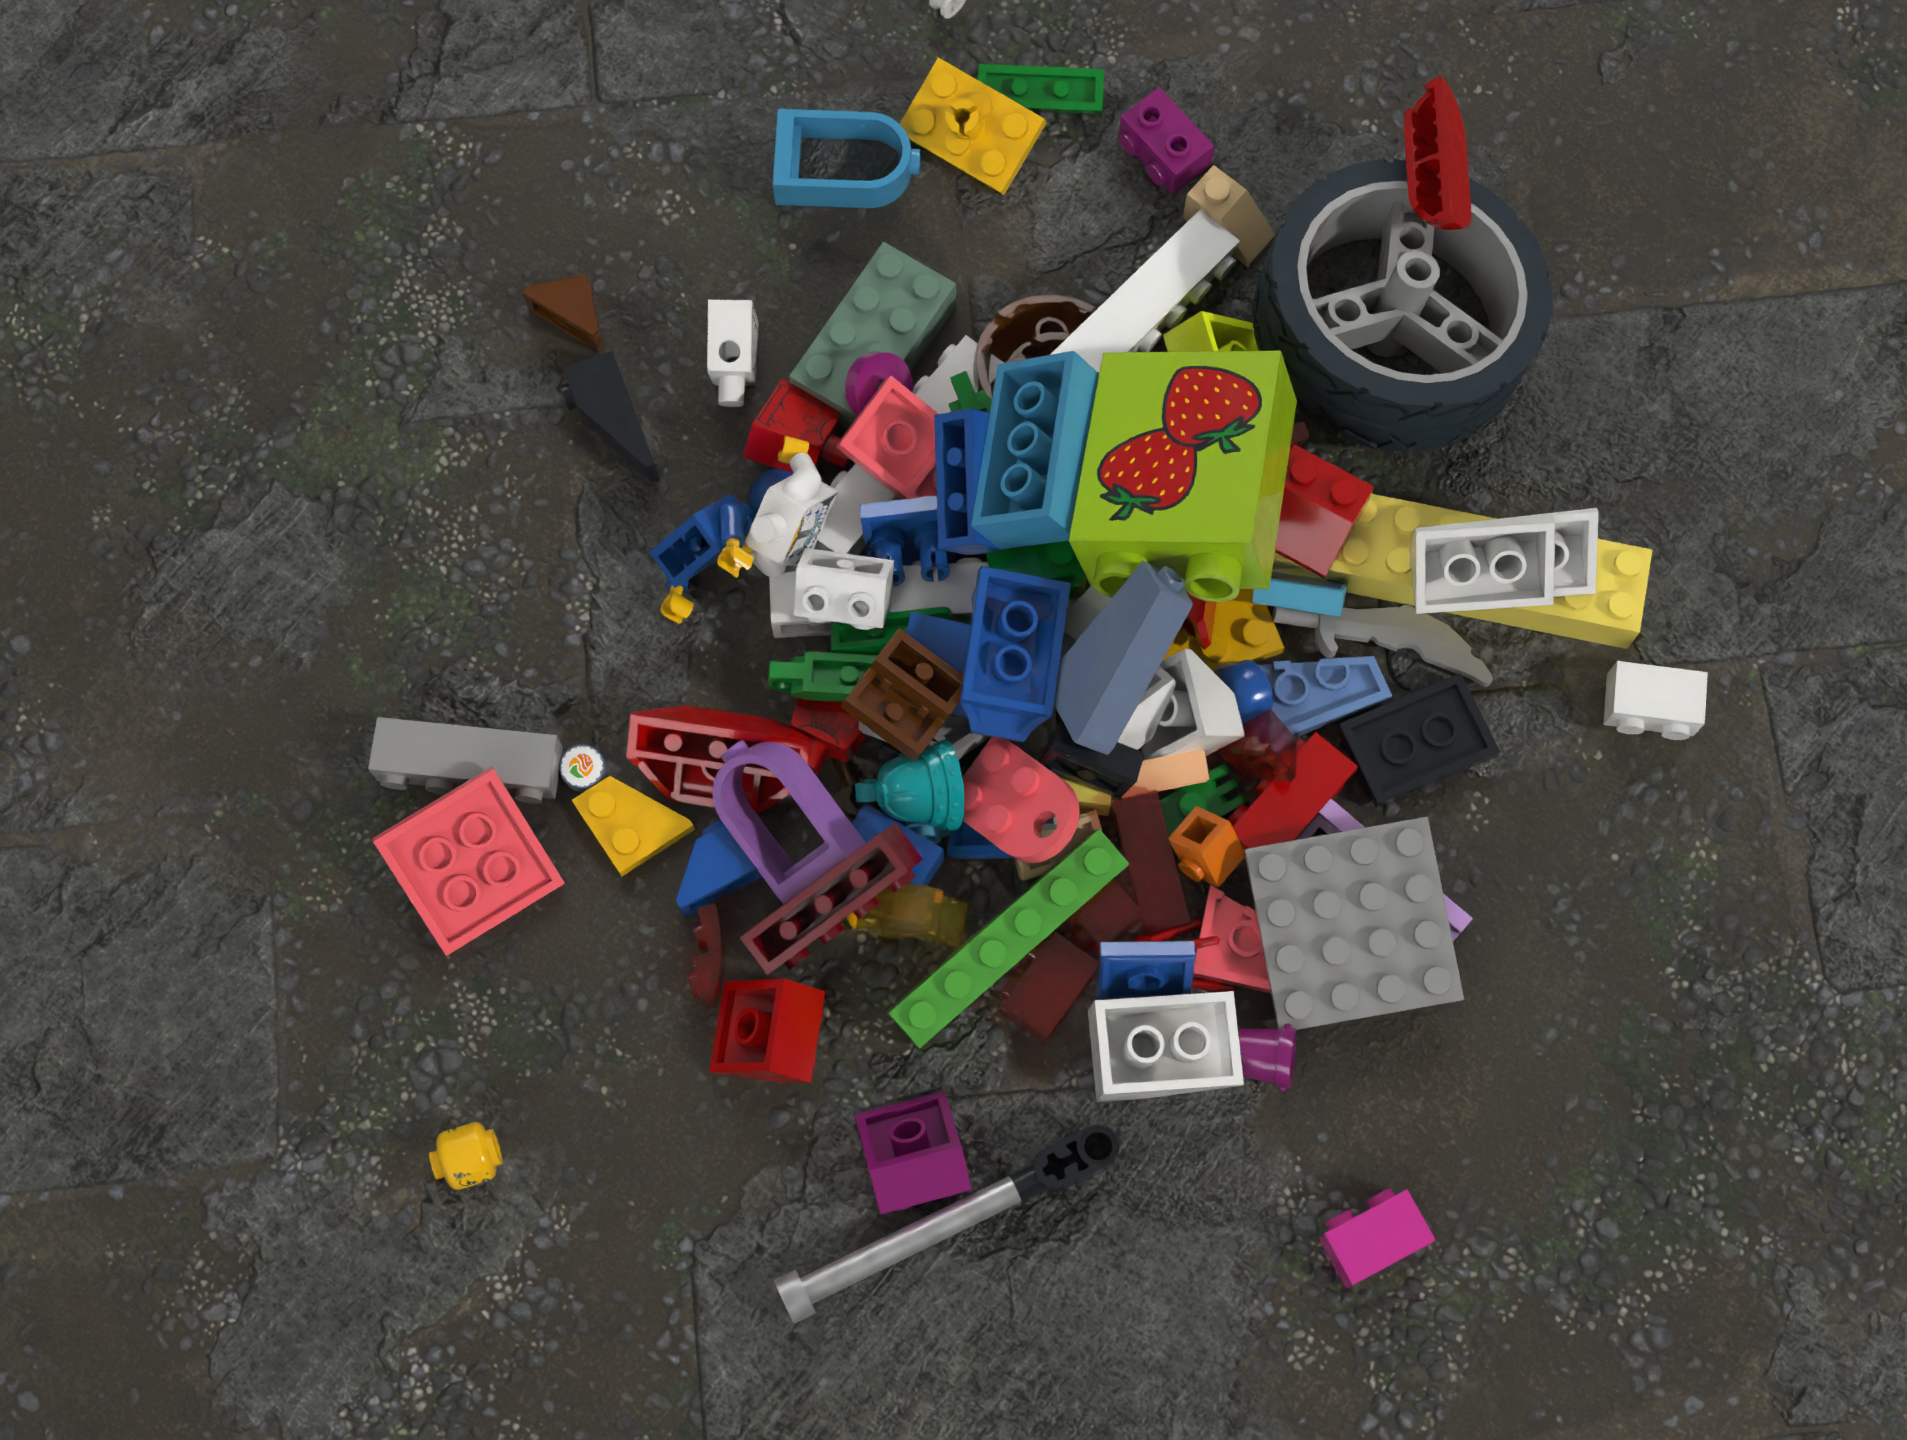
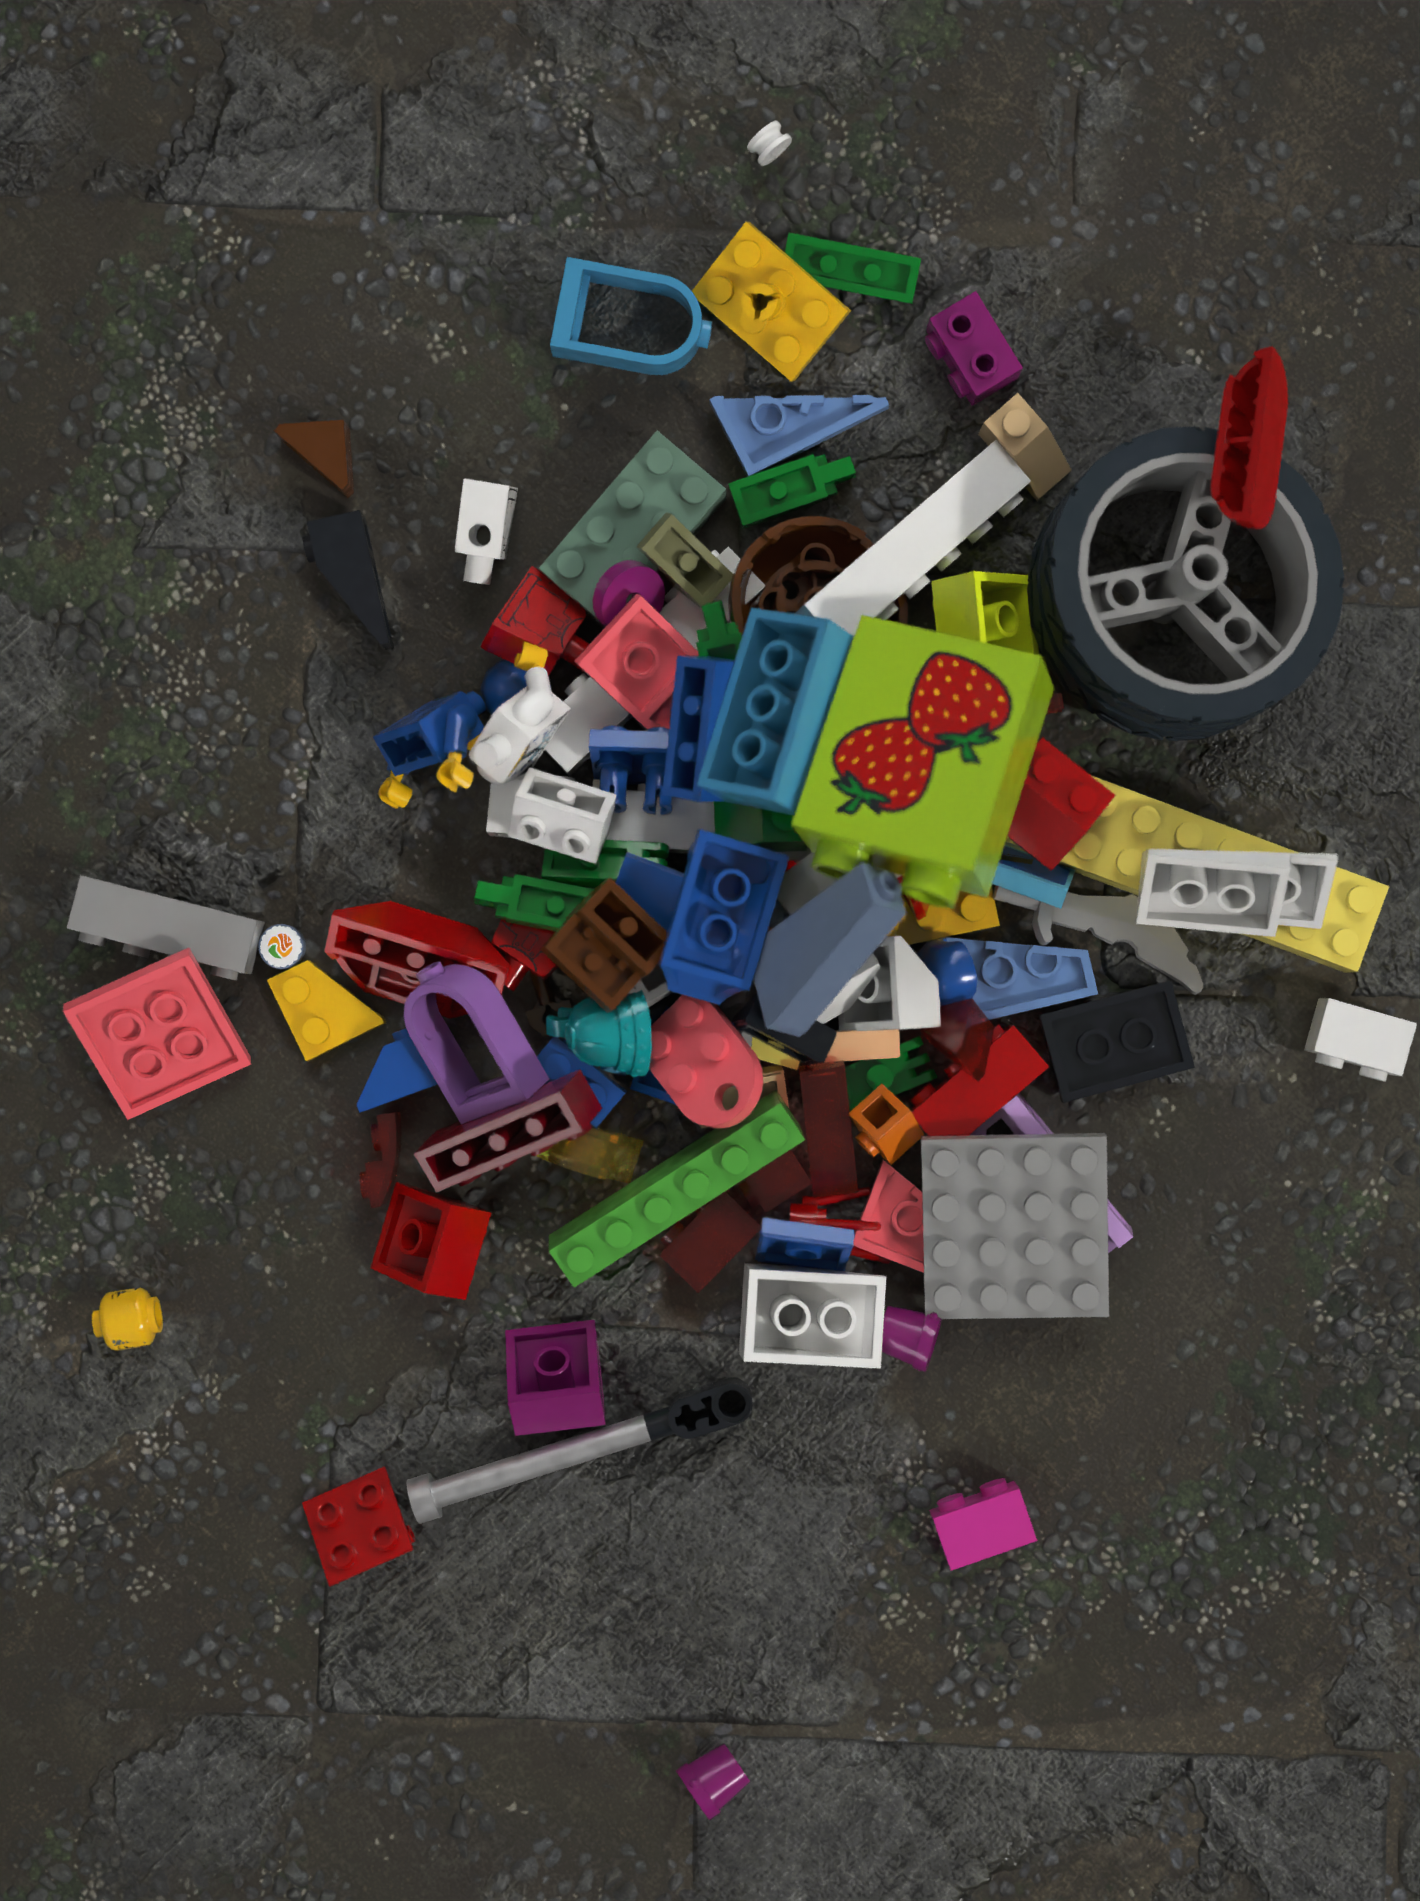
camera: 10 degrees right, 15 degrees up
(729, 1337) = (358, 1526): none -> red hinge
(927, 346) = (684, 561): none -> olive slope
(998, 233) = (776, 429): none -> medium blue wing
(1013, 280) = (788, 488): none -> green hinge

